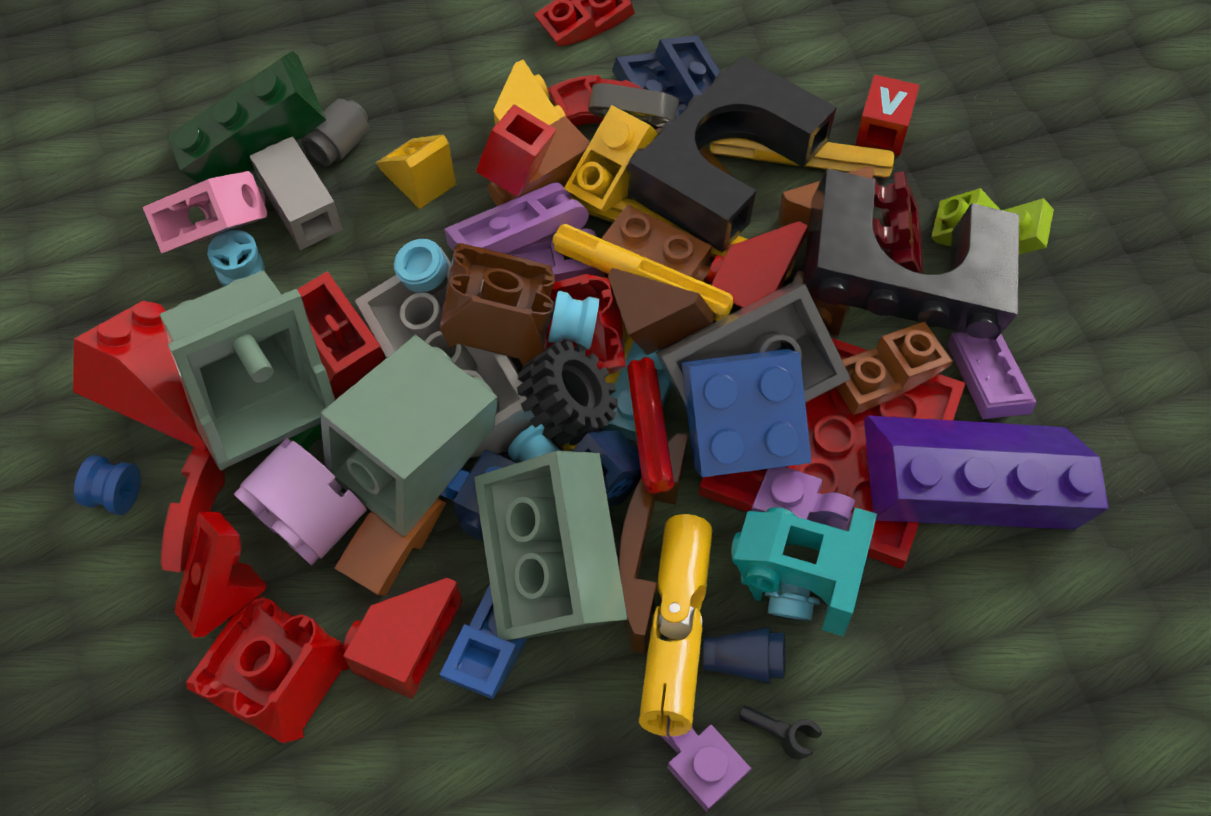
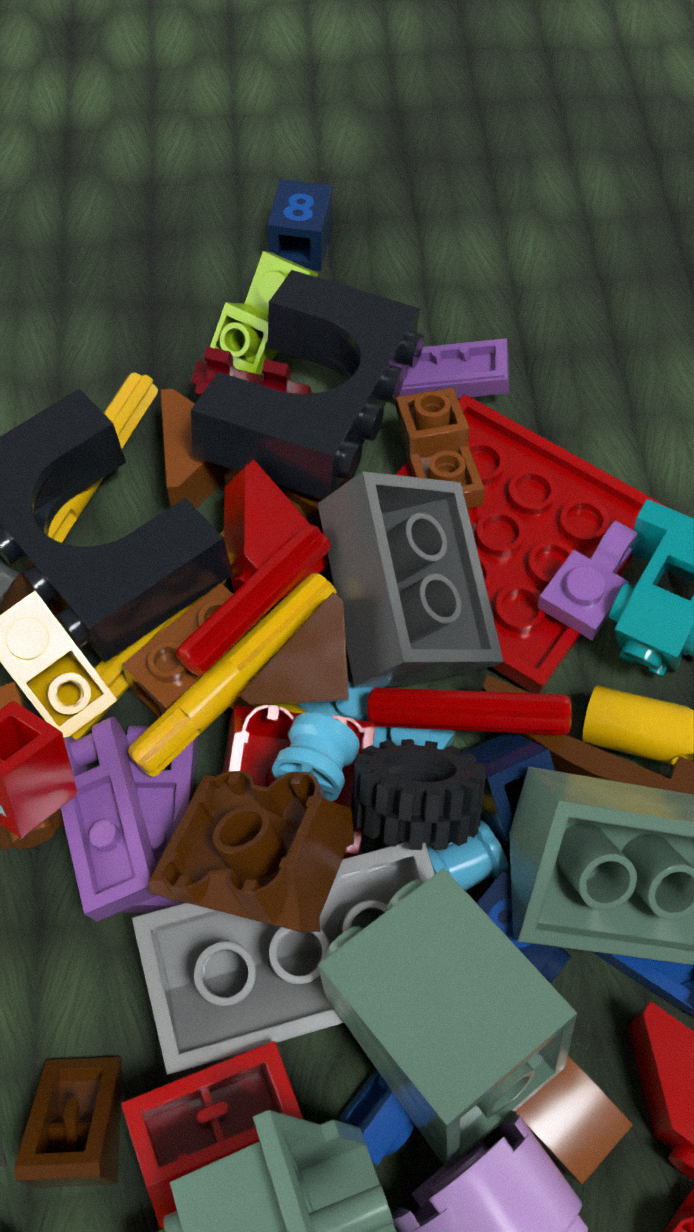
camera: 80 degrees left, 0 degrees up
(310, 257) = (73, 1125): none -> reddish brown slope
(421, 265) = (157, 951): medium azure tile -> none
(695, 261) = (253, 600): none -> red axle
(746, 412) = (495, 592): blue brick -> none
(887, 114) = (75, 357): red brick -> none
(981, 473) = (583, 409): dark purple slope -> none
(1102, 226) = (301, 222): none -> dark blue brick

